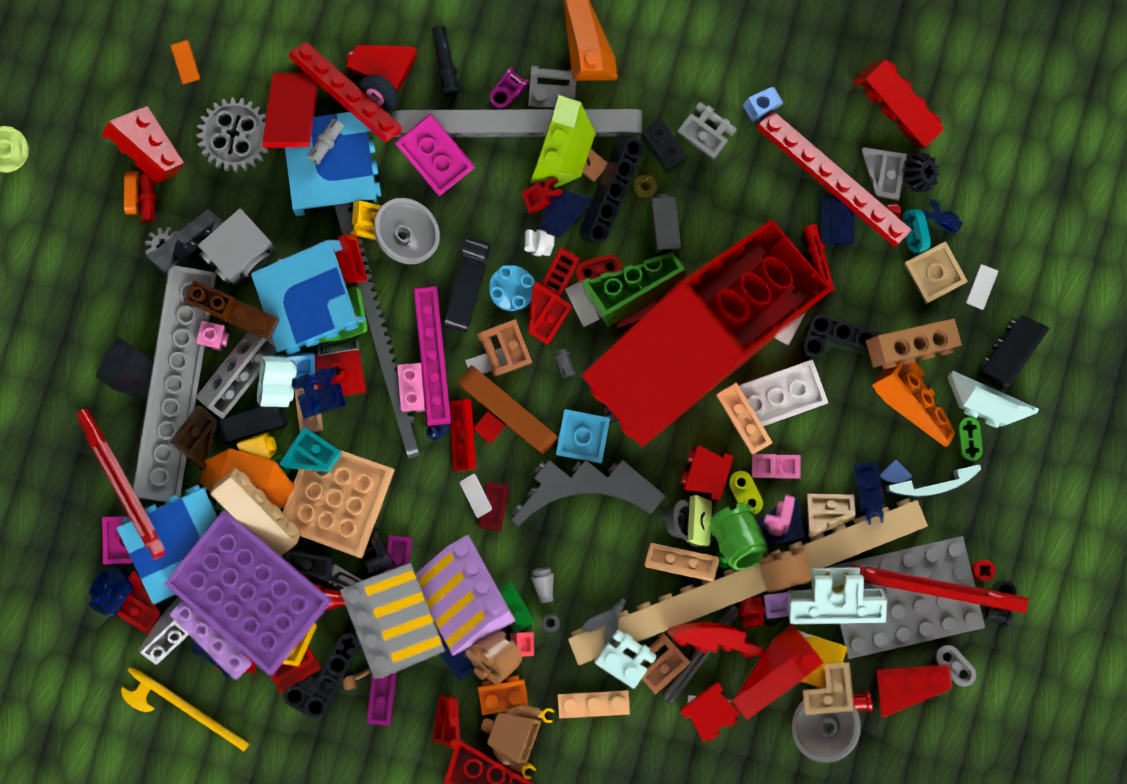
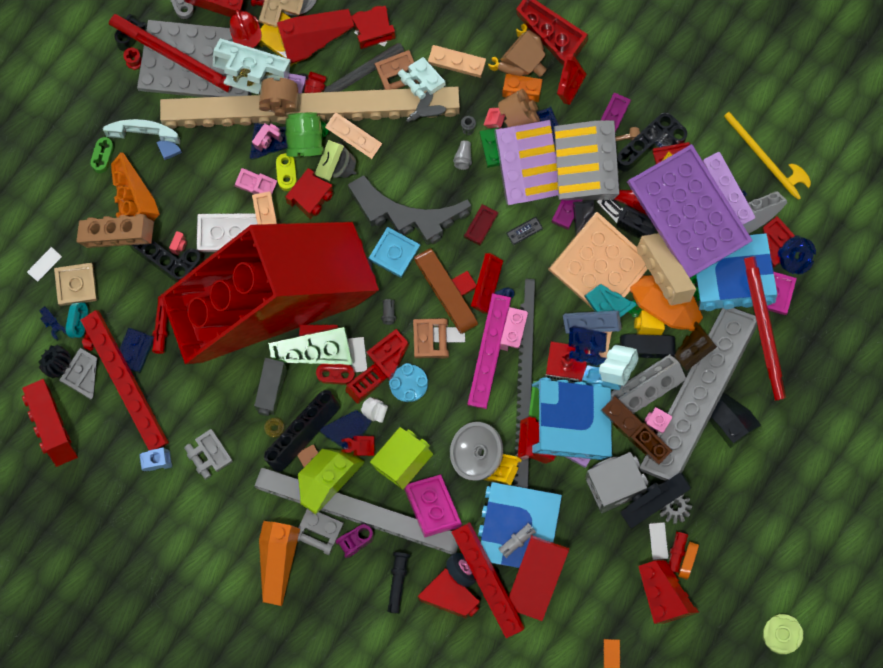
camera: 155 degrees left, 10 degrees down
(173, 206) = (658, 541): none -> white sticker
(214, 131) = (605, 588): light grey gear -> none
(323, 425) = (598, 321): none -> sand blue tile
(441, 518) = (524, 230): none -> sticker
(467, 284) = (435, 406): black beam -> none
(475, 495) = (492, 236): white sticker -> none
(487, 195) = (402, 457): none -> lime brick
(663, 146) = (247, 451): black brick -> none
(712, 635) = (351, 75): red slope -> none
(828, 511) = (229, 136): tan wing -> none
(836, 360) = (178, 243): none -> coral plate
(860, 649) = (245, 29): none -> red piece
(870, 490) = (192, 140): clear blue plate -> none
(987, 402) = (77, 174): light aqua wedge -> none
(1012, 351) = (42, 203): black slope -> none

